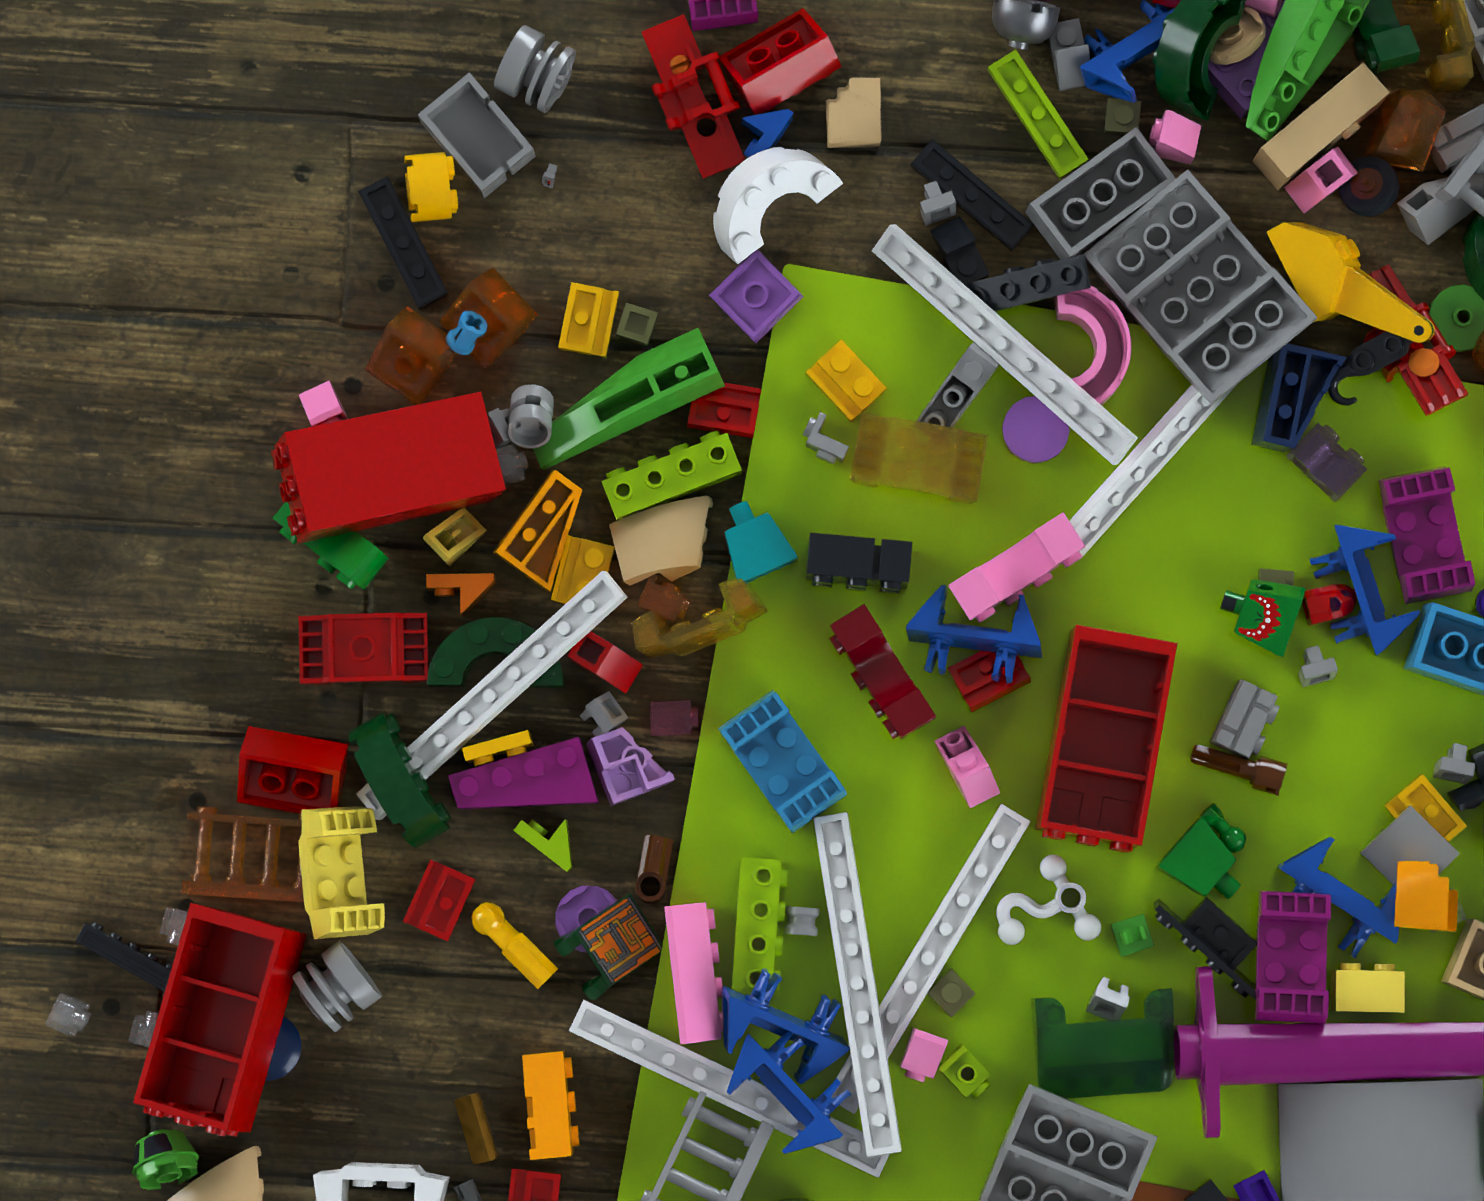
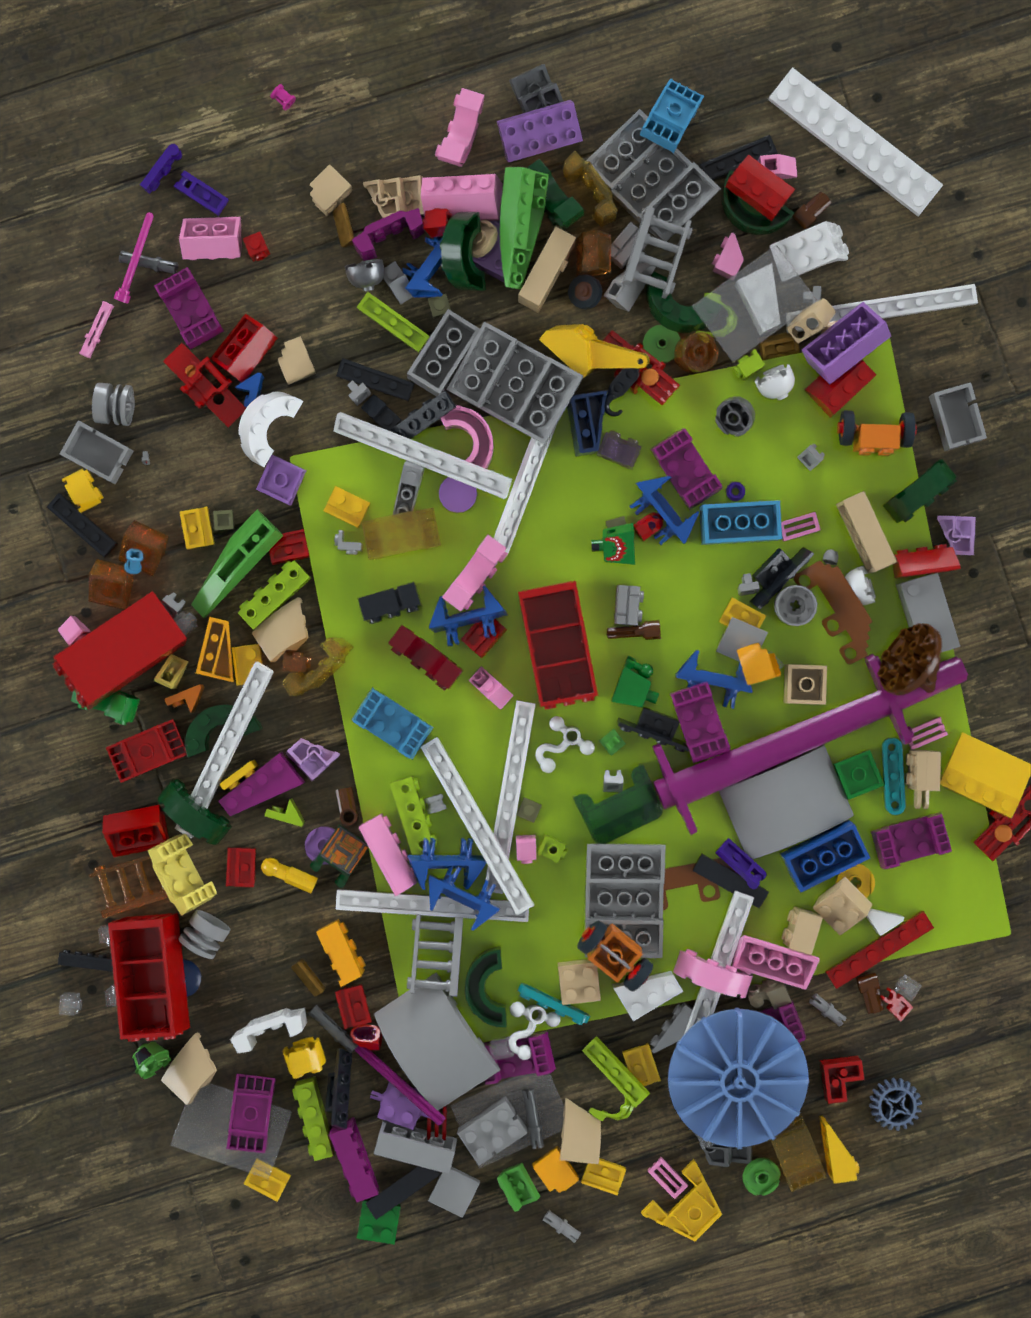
camera: 20 degrees left, 5 degrees up
(530, 416) = (186, 592): light grey wheel -> none
(605, 661) = (278, 707): red slope -> none
(605, 712) = (289, 734): light grey tile -> none
(673, 718) = (326, 722): clear pink bracket -> none
(756, 544) = (333, 614): teal torso -> none
(1175, 137) = (471, 306): bright pink slope -> none
(1316, 668) = (655, 563): light grey tile -> none
(1320, 179) = (558, 298): bright pink slope -> none
(1367, 990) = (746, 723): light yellow brick -> none

